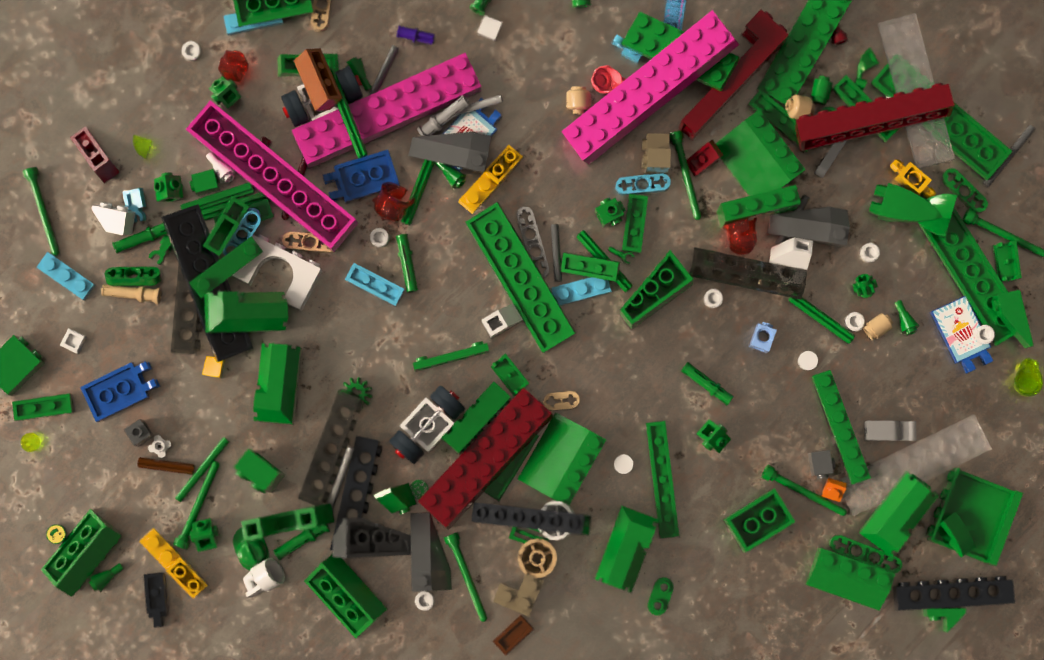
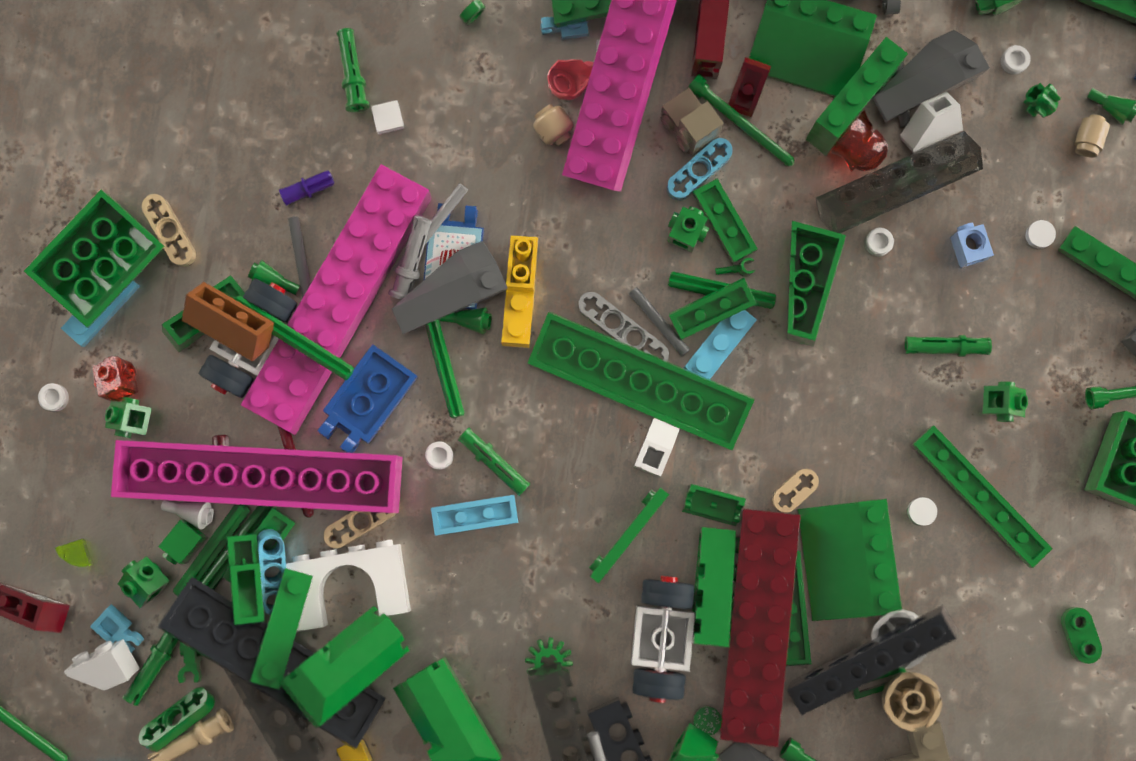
camera: 30 degrees left, 0 degrees up
(387, 206) = (423, 411): clear red helmet -> none
(625, 549) = (1006, 612): green brick -> none
(823, 319) = (1022, 174): green axle -> none
(854, 321) = (1058, 151): white tile -> none

